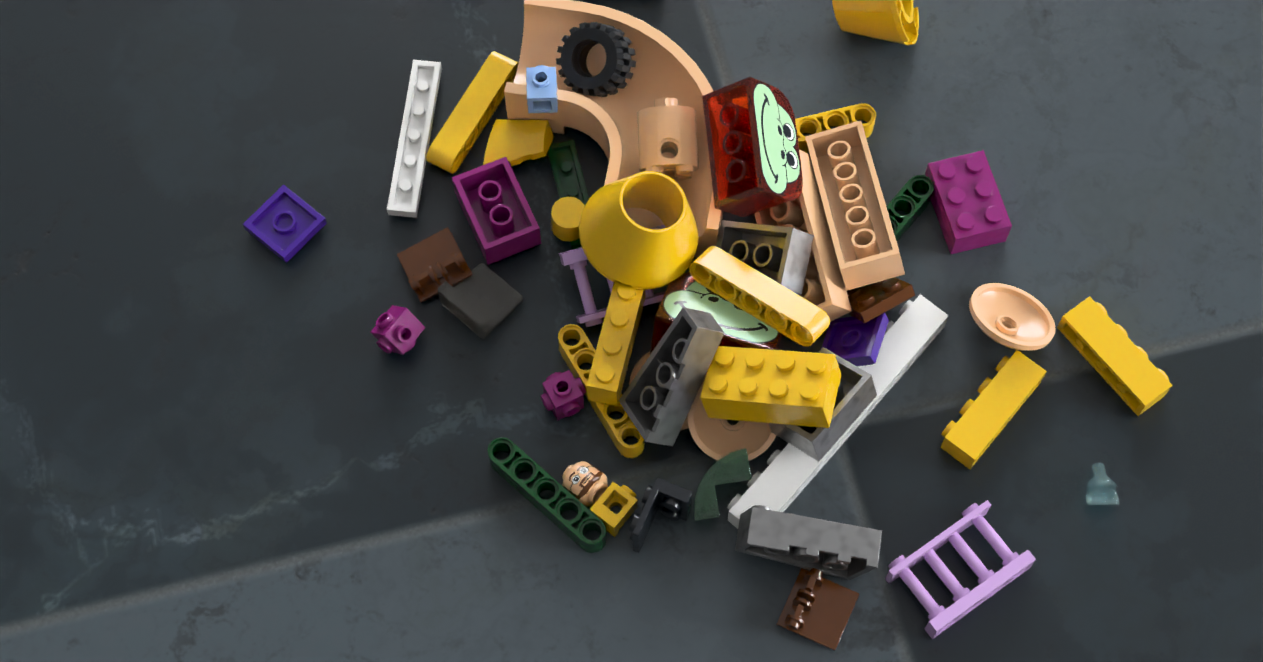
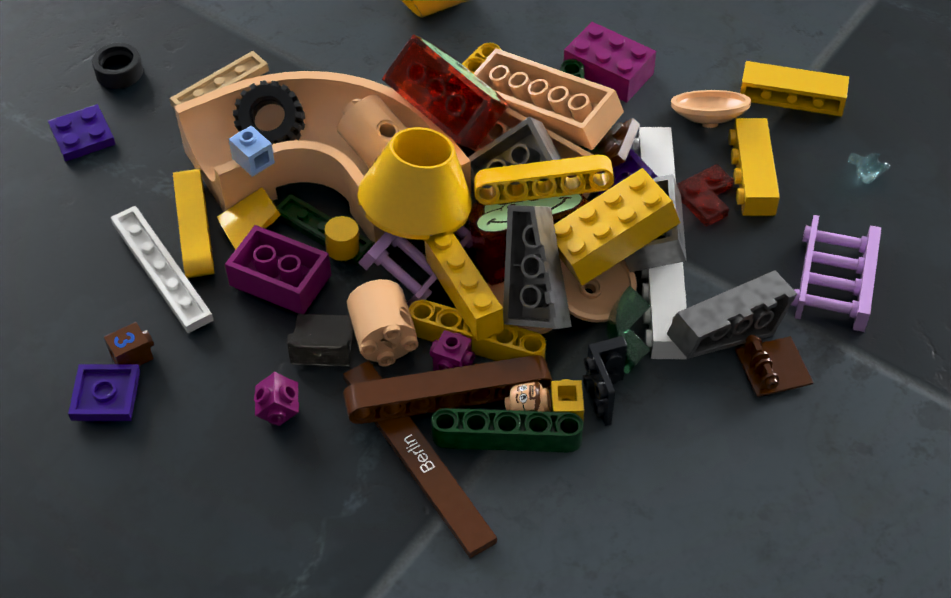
camera: 40 degrees left, 15 degrees down
(332, 196) = (130, 345): none -> reddish brown brick
(433, 263) = (260, 339): reddish brown hinge -> none
(464, 463) = (431, 474): none -> reddish brown tile
(531, 322) = (381, 321): none -> light nougat cylinder
(531, 422) = (442, 389): none -> reddish brown beam
(922, 394) = (701, 193): none -> clear red plate

